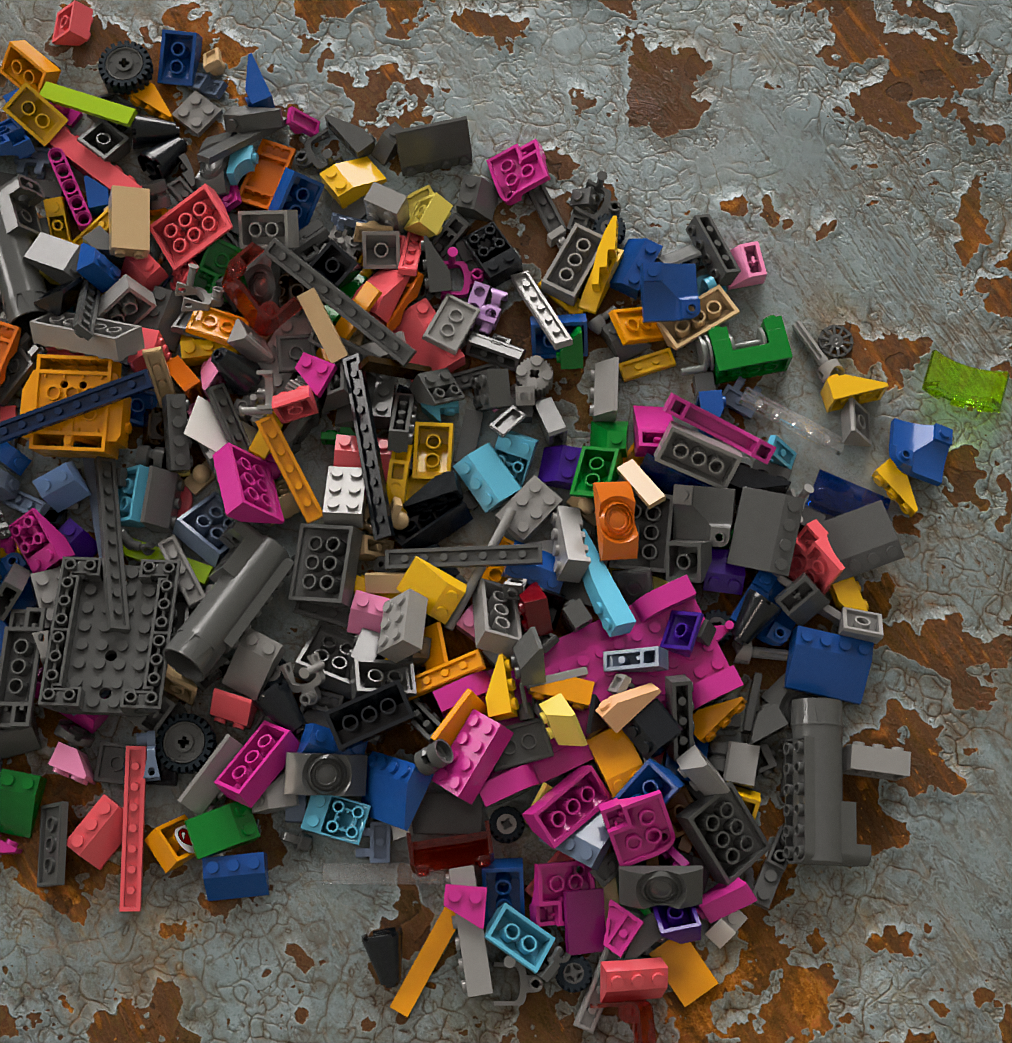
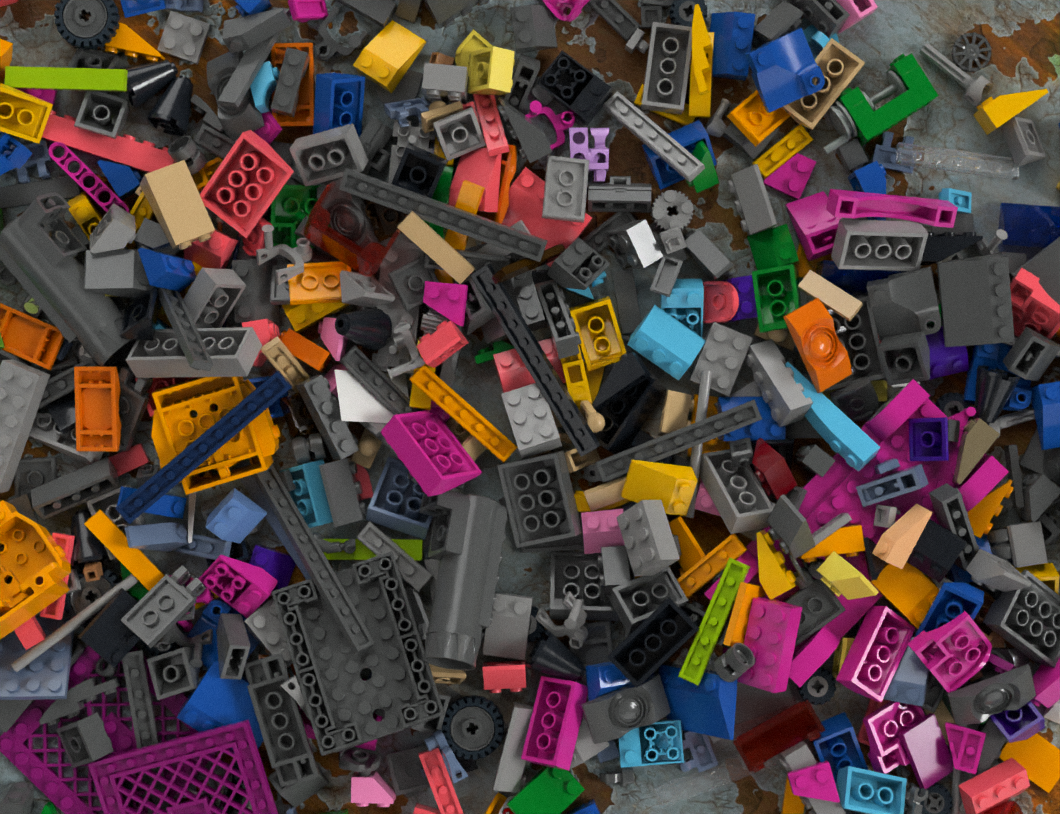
camera: 20 degrees left, 15 degrees up
(39, 461) = (192, 499): none -> white sticker
(70, 226) = (113, 231): none -> light grey slope
(254, 177) = (288, 84): none -> dark grey arch
(429, 718) = (713, 622): none -> lime tile
(473, 533) = (675, 411): none -> tan slope
(545, 462) = (719, 302): none -> coral tile
(636, 641) = (886, 466): none -> sand blue tile
(647, 387) = (791, 176): none -> dark pink wing
(725, 648) = (973, 445): none -> dark tan slope

